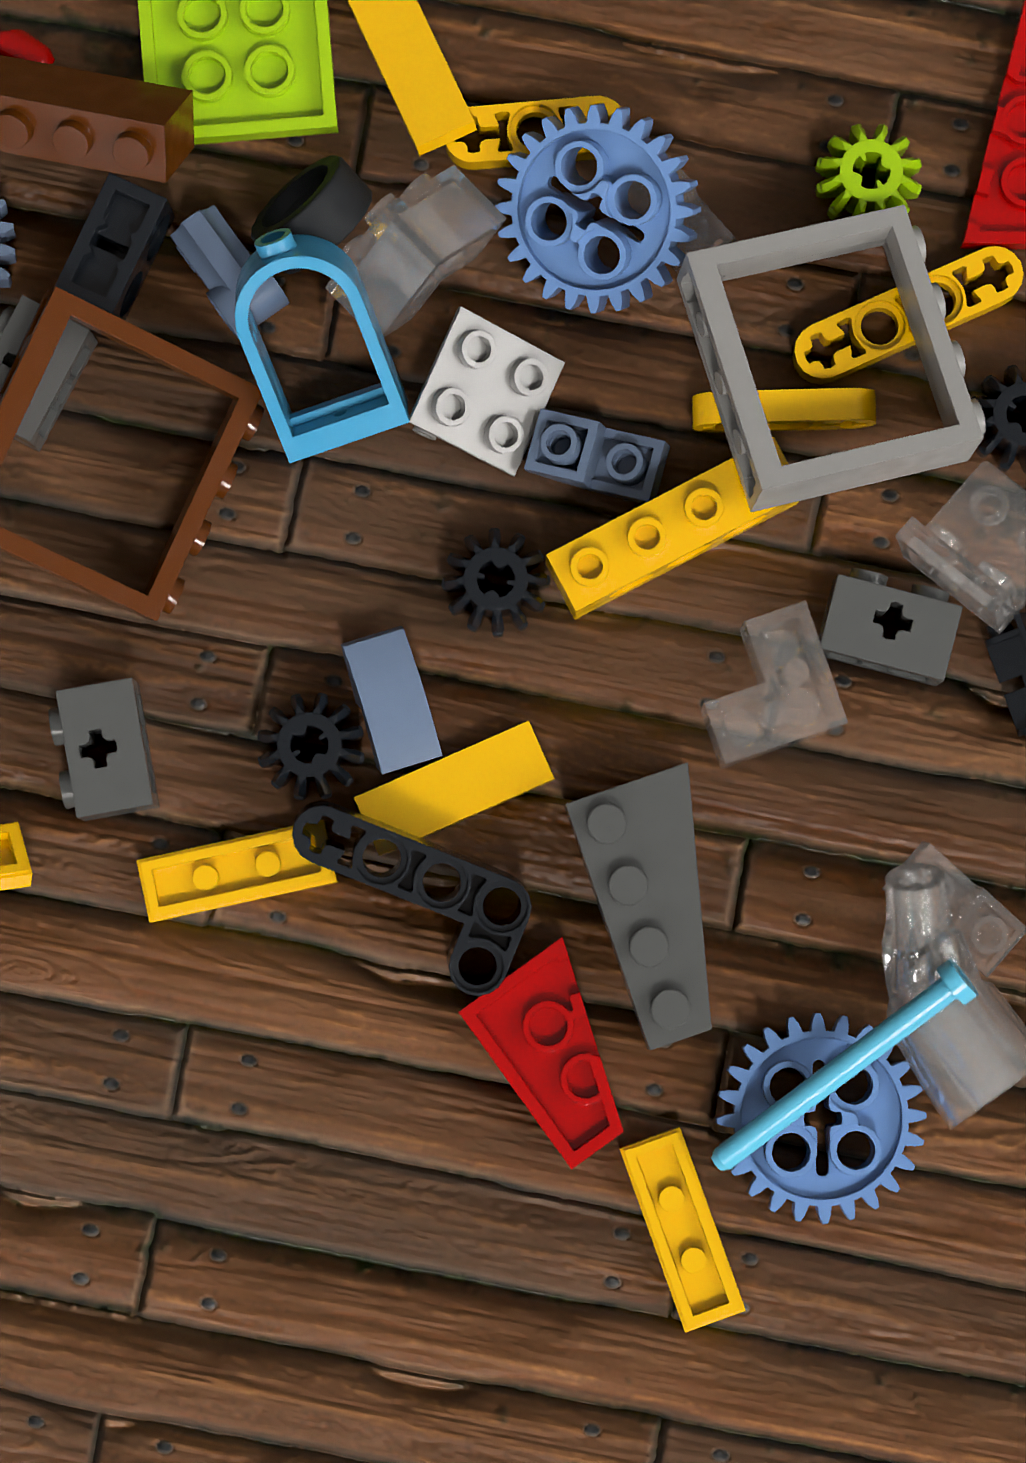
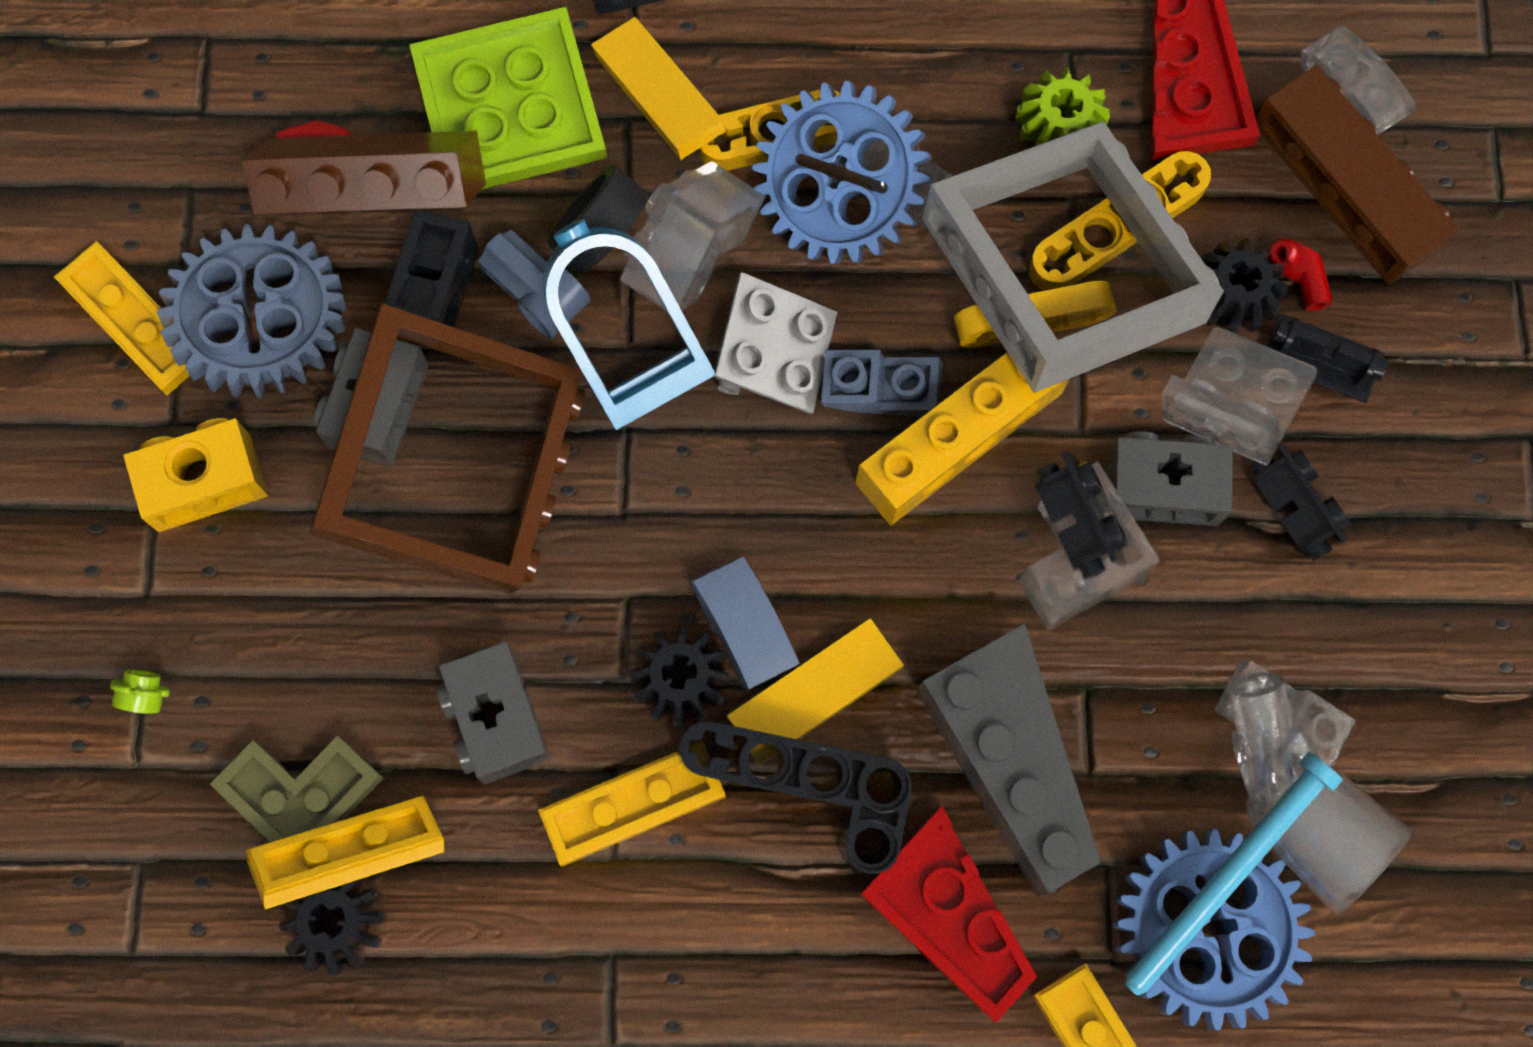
camera: 15 degrees left, 10 degrees down
(502, 562) = (817, 484): black gear -> none
(781, 681) = (1094, 535): none -> black hinge

